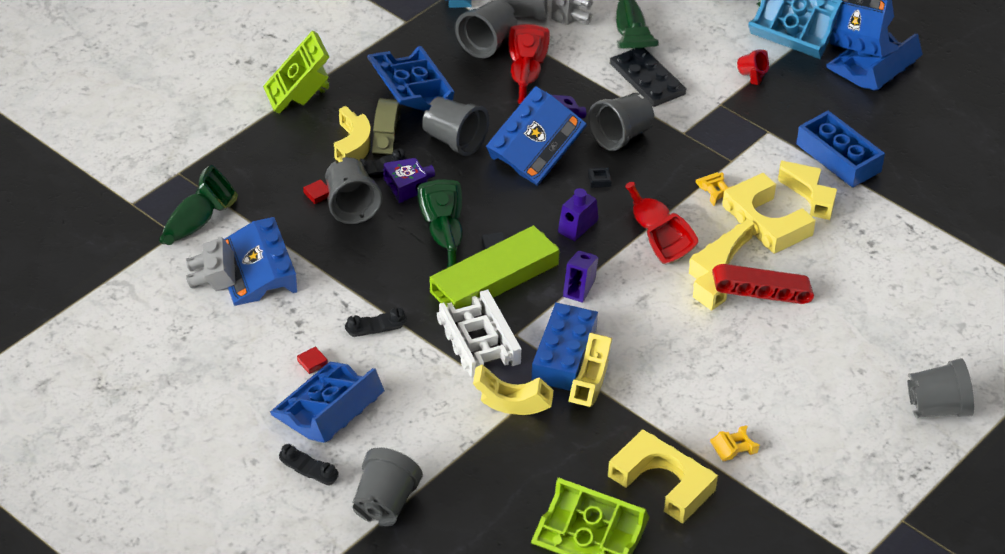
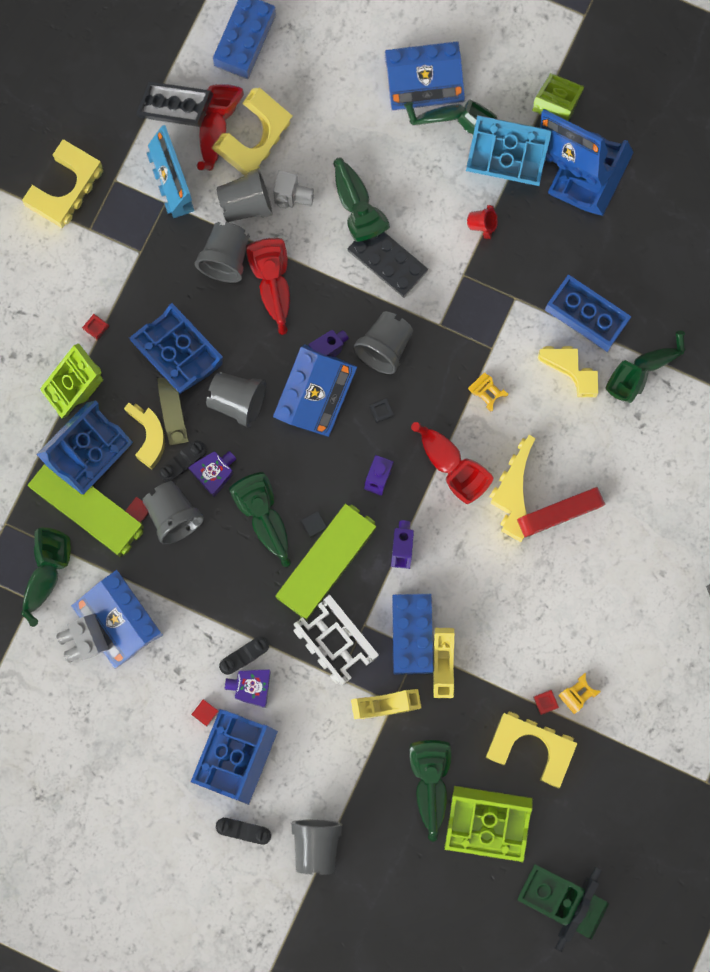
camera: 15 degrees left, 35 degrees up
(266, 174) = (90, 511): none -> lime brick
(285, 123) = (84, 448): none -> blue piece
(339, 58) = (95, 326): none -> red tile
(372, 347) = (250, 686): none -> dark purple torso
(542, 457) = (431, 762): none -> dark green piece
(694, 443) = (546, 702): none -> red tile
(773, 232) = (552, 437): light yellow arch -> none
(876, 201) = (631, 378): none -> dark green piece

